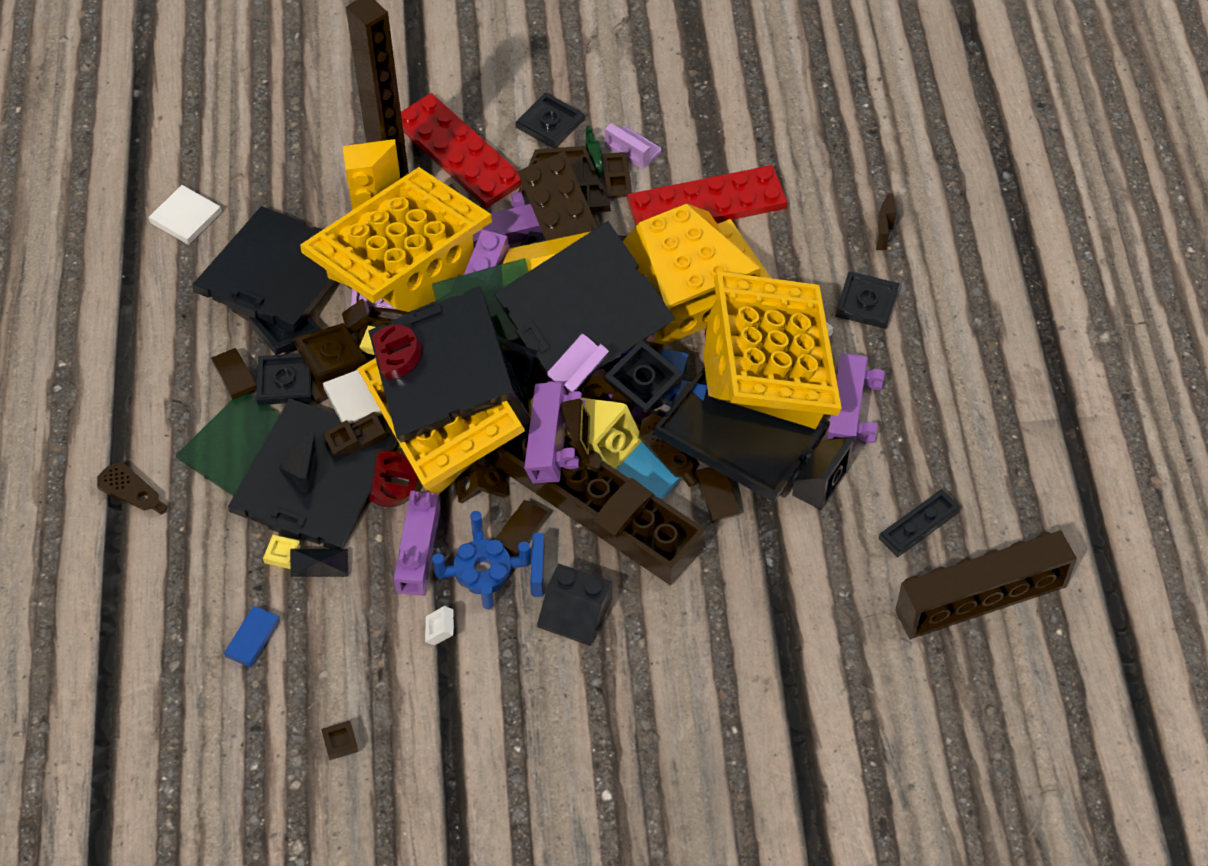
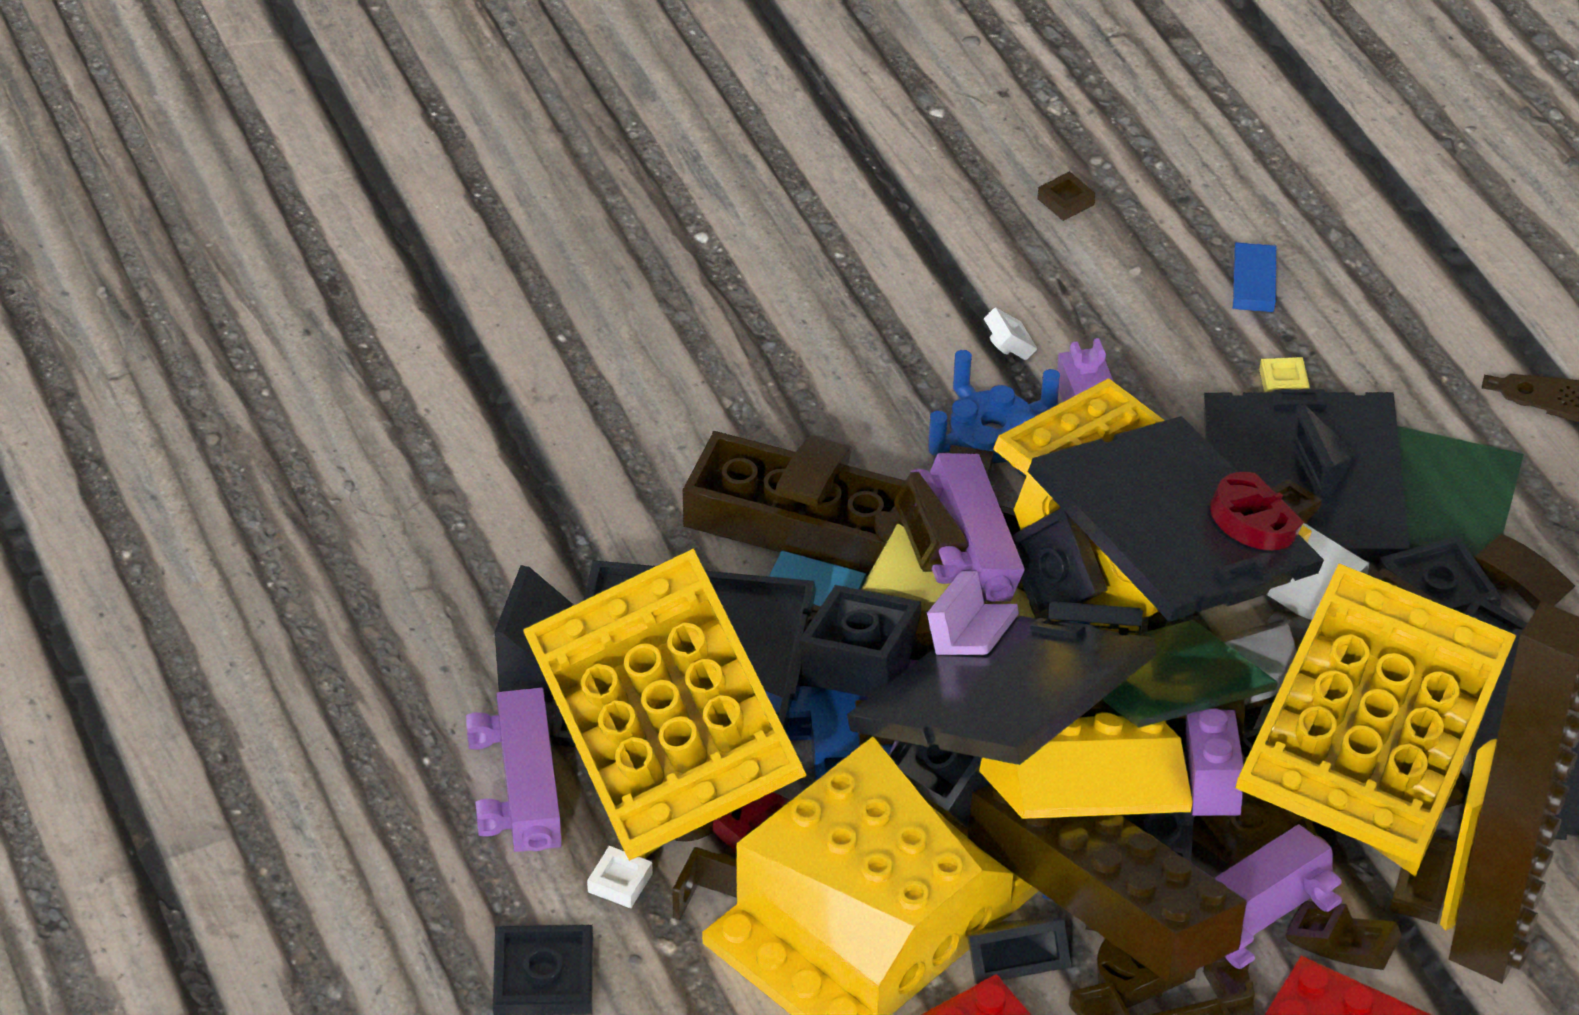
camera: 160 degrees right, 10 degrees down
(318, 562) = (1219, 364): black slope -> none
(537, 564) = (912, 430): blue tile -> none
(575, 604) = (836, 409): black slope -> none
(919, 523) = (365, 638): black tile -> none
(985, 584) = (244, 538): dark brown brick -> none

